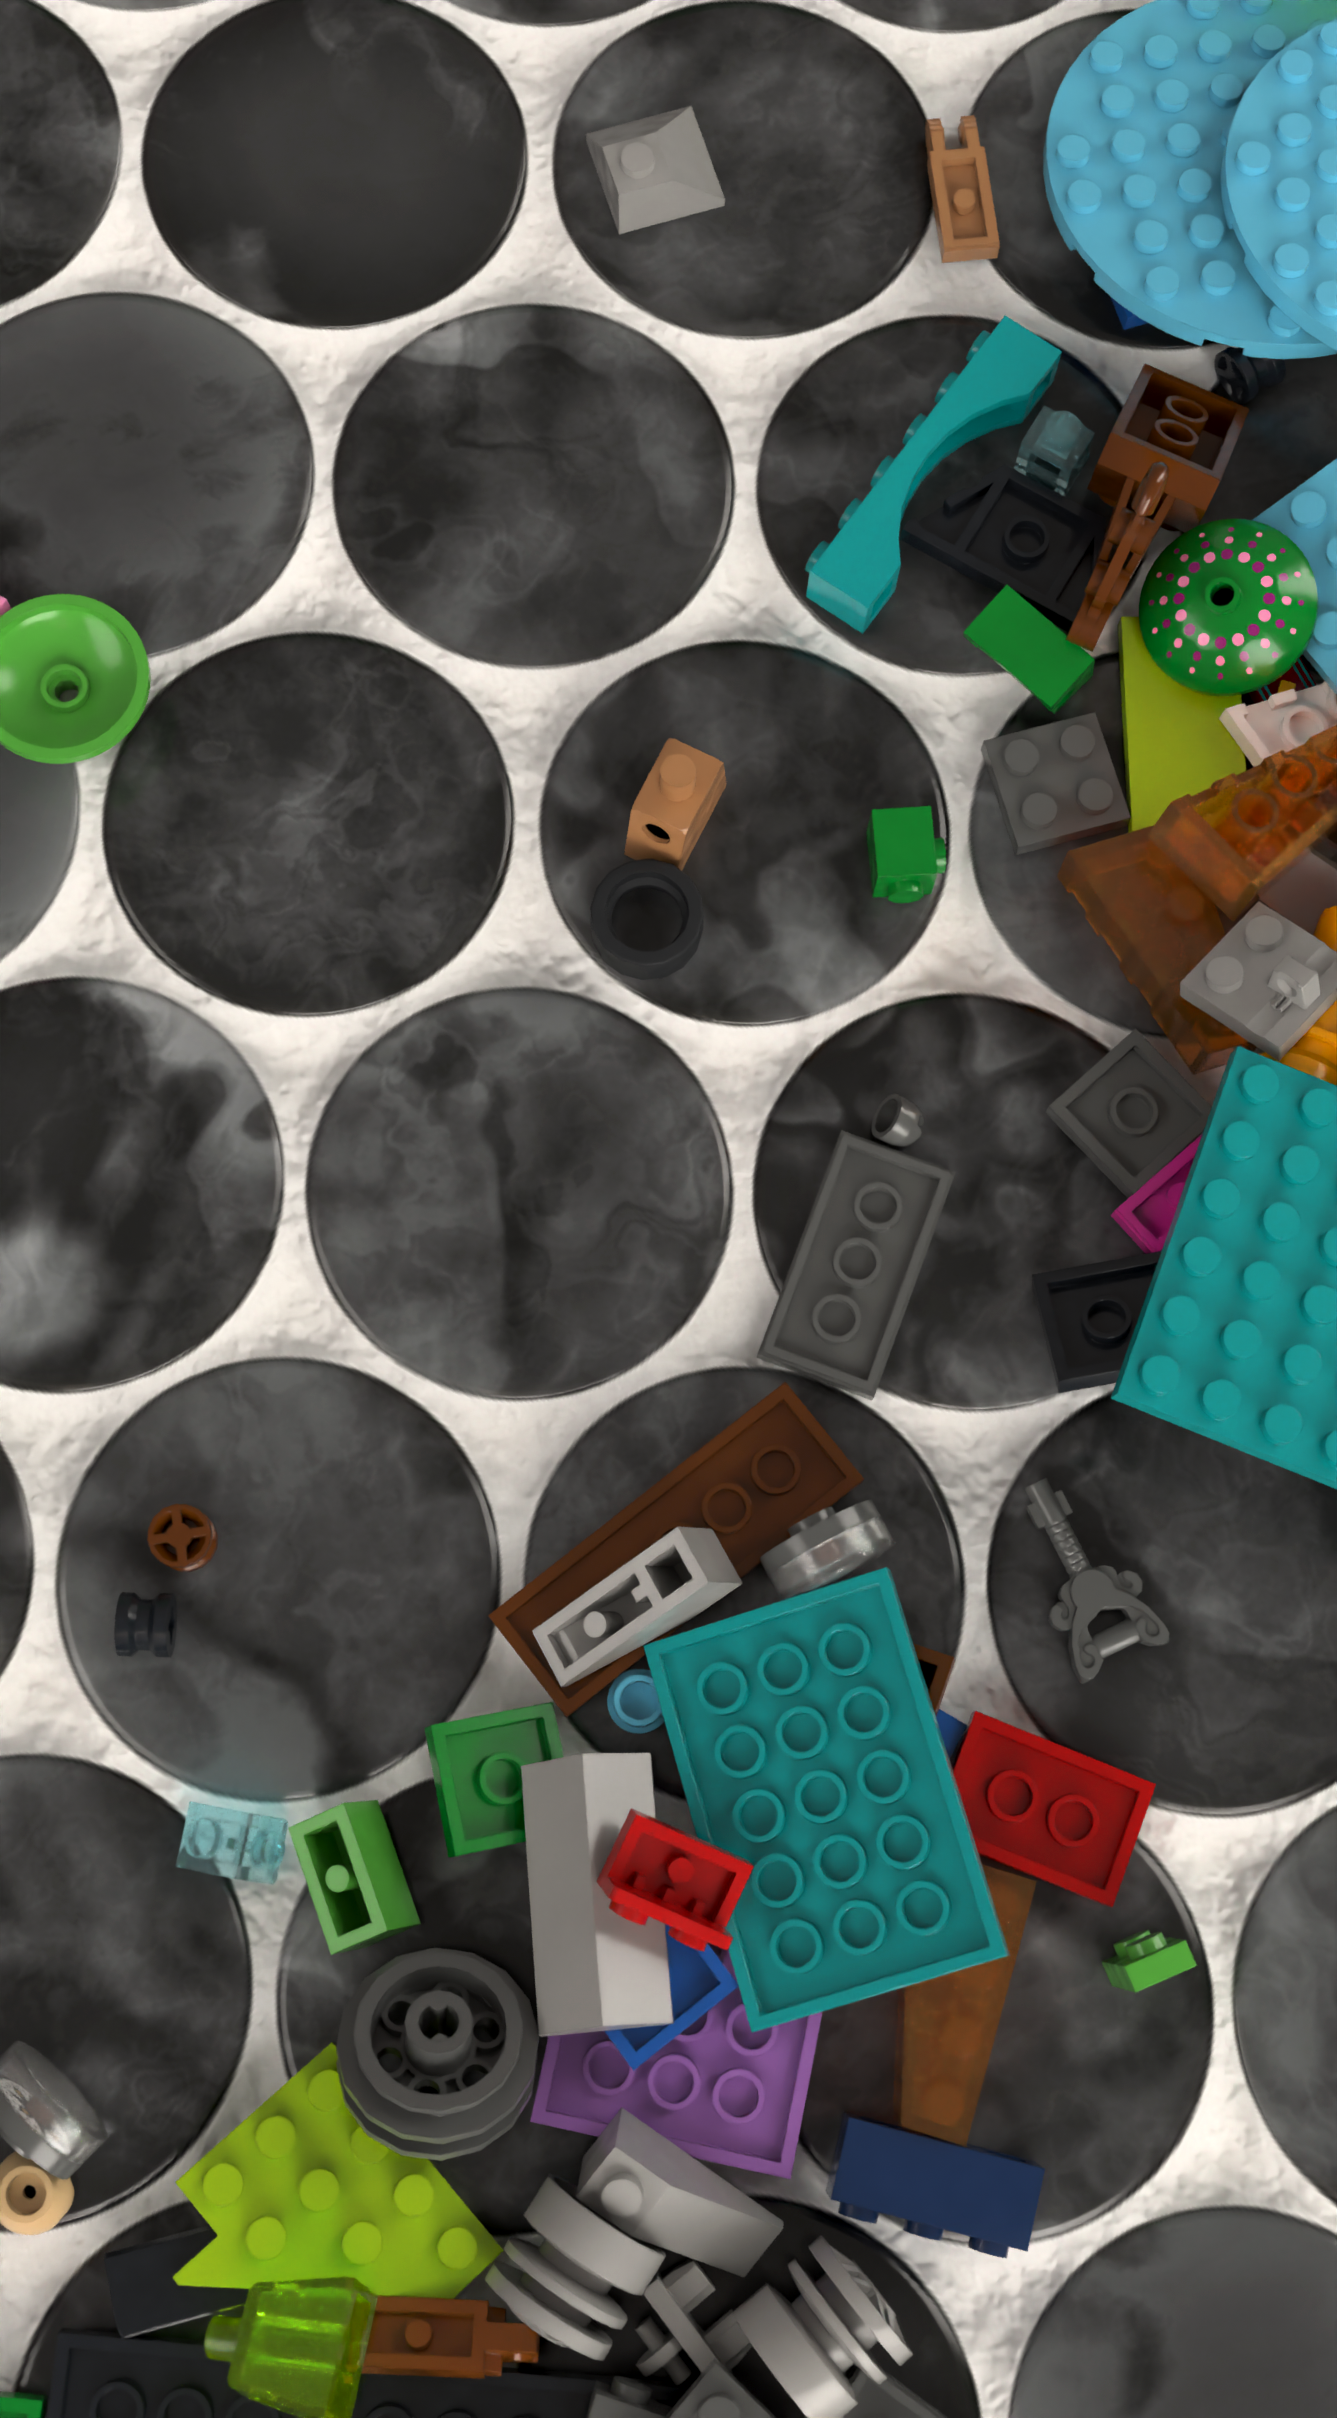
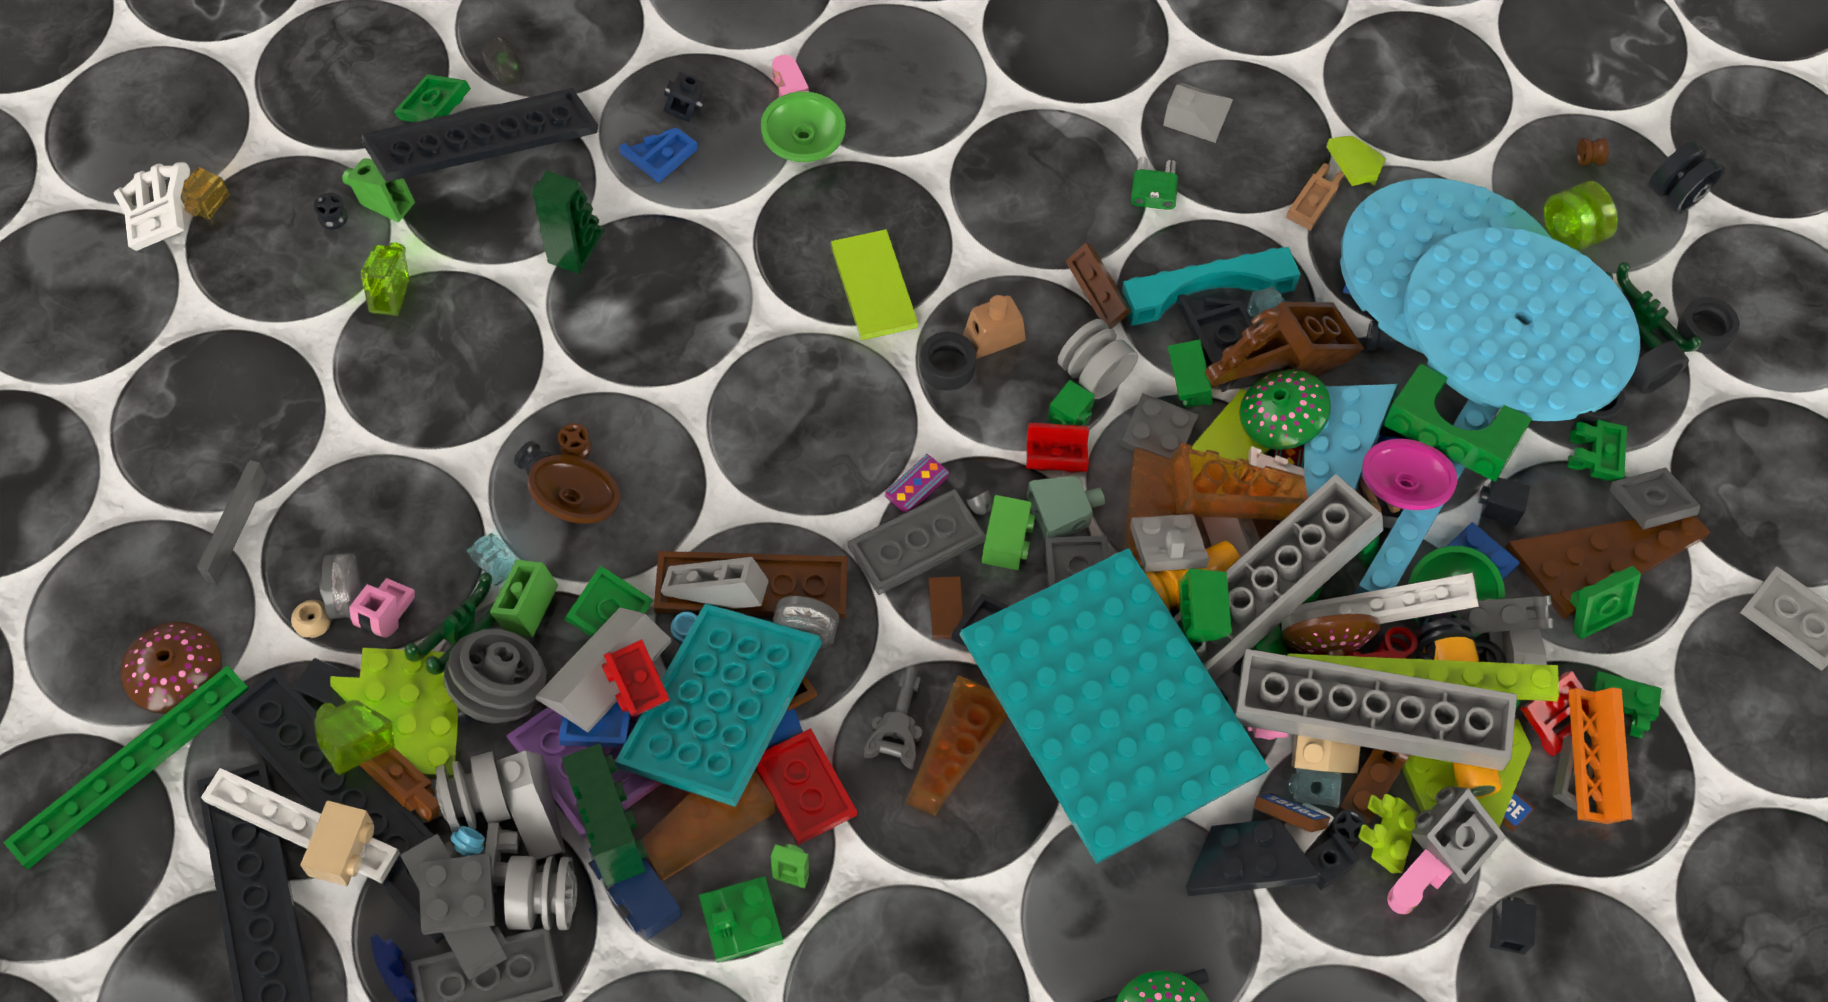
camera: 40 degrees right, 15 degrees down
(140, 2094) = (381, 607): none -> bright pink brick
(258, 1602) = (573, 489): none -> reddish brown dish
(294, 2016) = (453, 628): none -> dark green piece
(412, 873) = (874, 285): none -> lime tile
(645, 2355) = (467, 841): none -> medium azure plate
(704, 359) = (1153, 187): none -> green piece
(766, 605) = (1098, 285): none -> reddish brown plate
(776, 1168) = (917, 484): none -> magenta tile
(814, 2132) = (603, 814): none -> dark green wedge
(883, 739) = (1097, 358): none -> light grey wheel
(940, 940) = (1057, 447): none -> red bracket
(974, 78) = (1356, 159): none -> lime slope
(986, 1142) = (1007, 532): none -> bright green brick
(993, 1339) = (945, 605): none -> reddish brown tile
(1028, 1031) = (1062, 505): none -> sand green torso
(1127, 2093) = (741, 919): none -> green hinge
(1210, 1560) = (961, 735): none -> clear orange wedge

